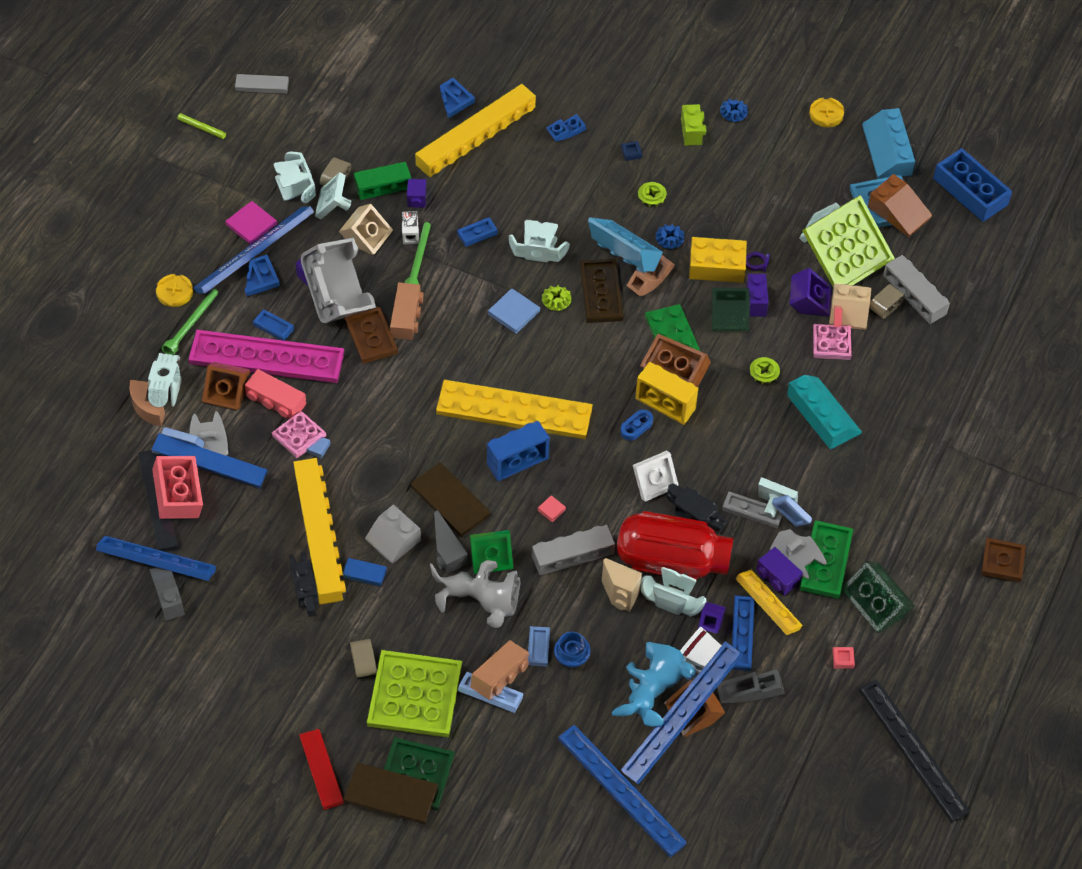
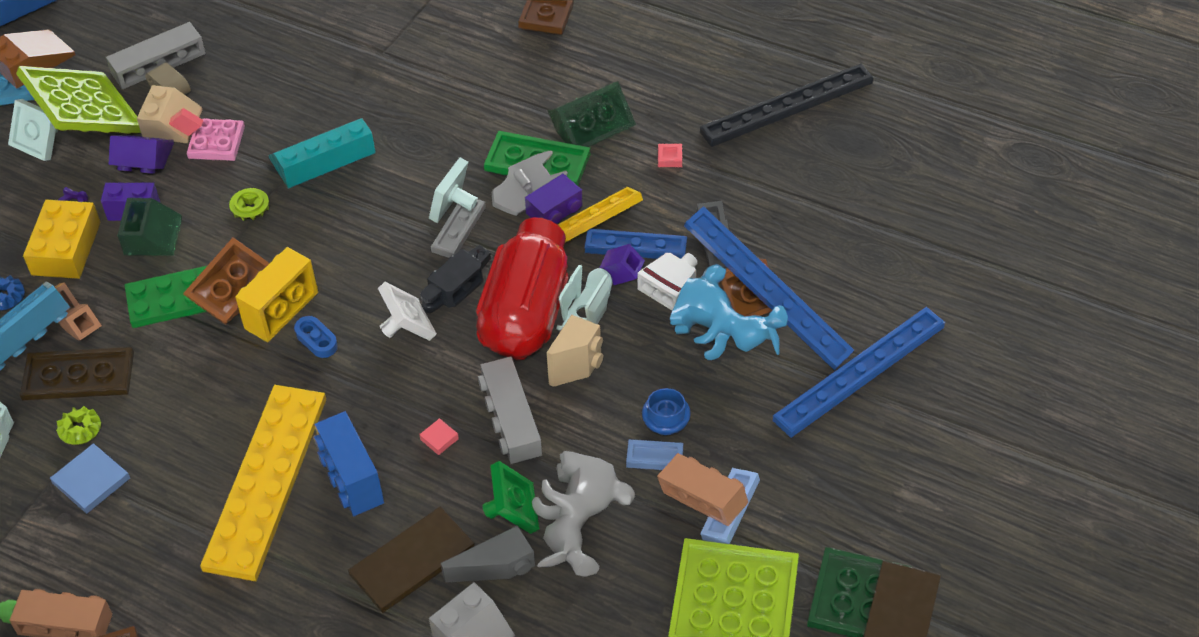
camera: 85 degrees left, 5 degrees down
(791, 510) = (474, 178): medium blue tile -> none

